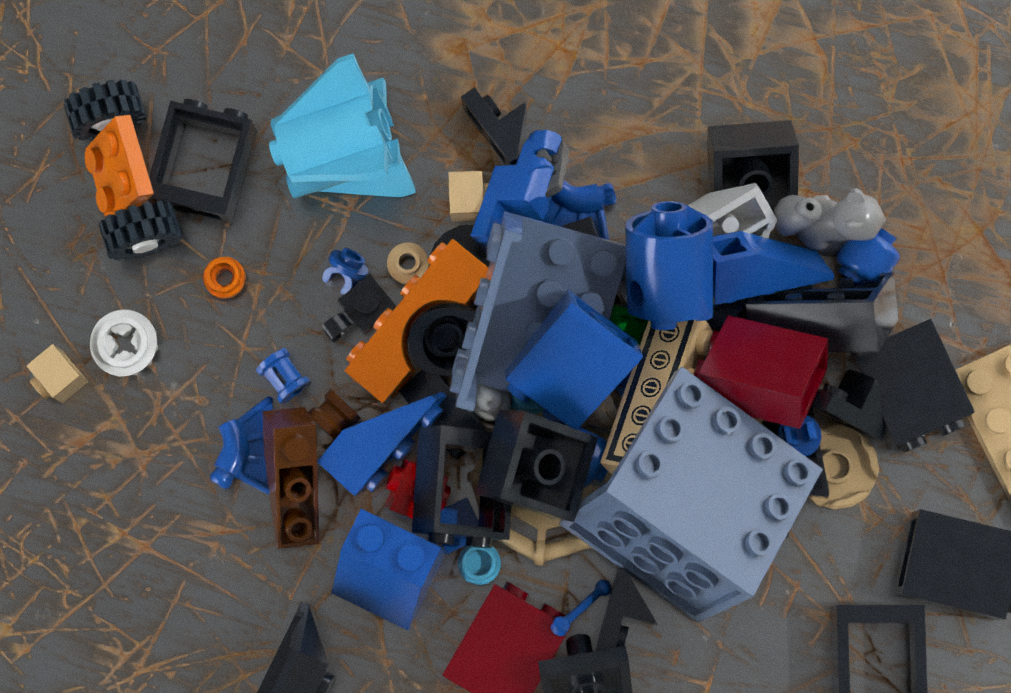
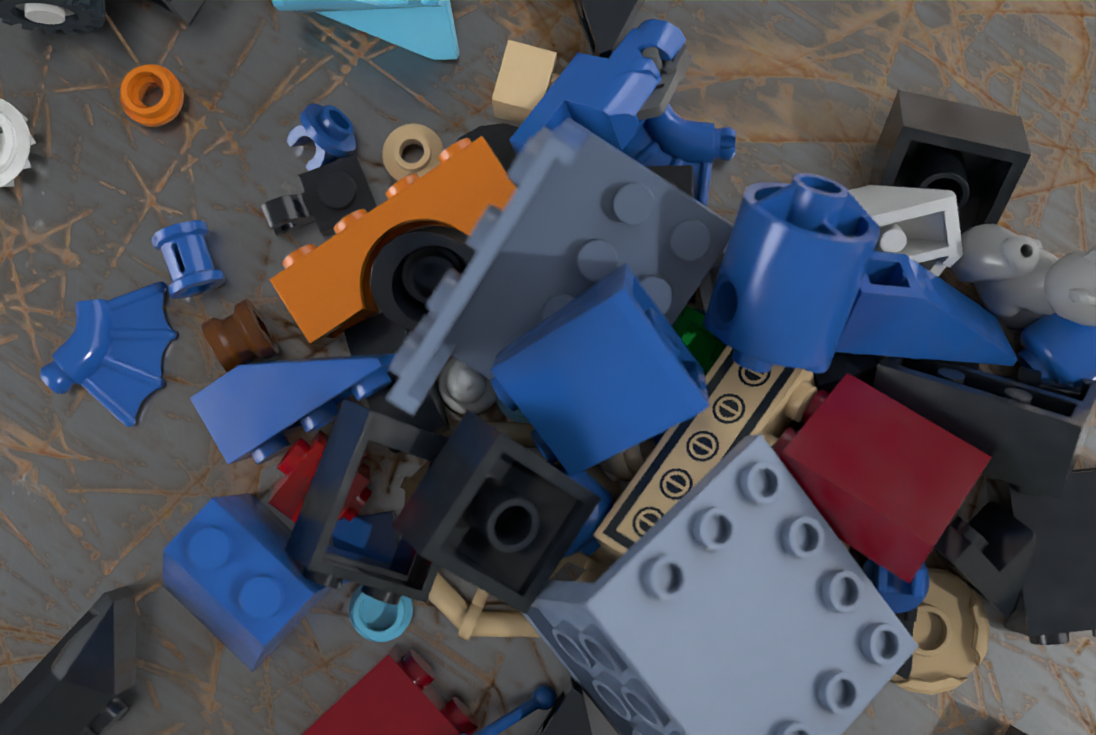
camera: 10 degrees right, 5 degrees up
(292, 475) = (152, 405): reddish brown slope -> none

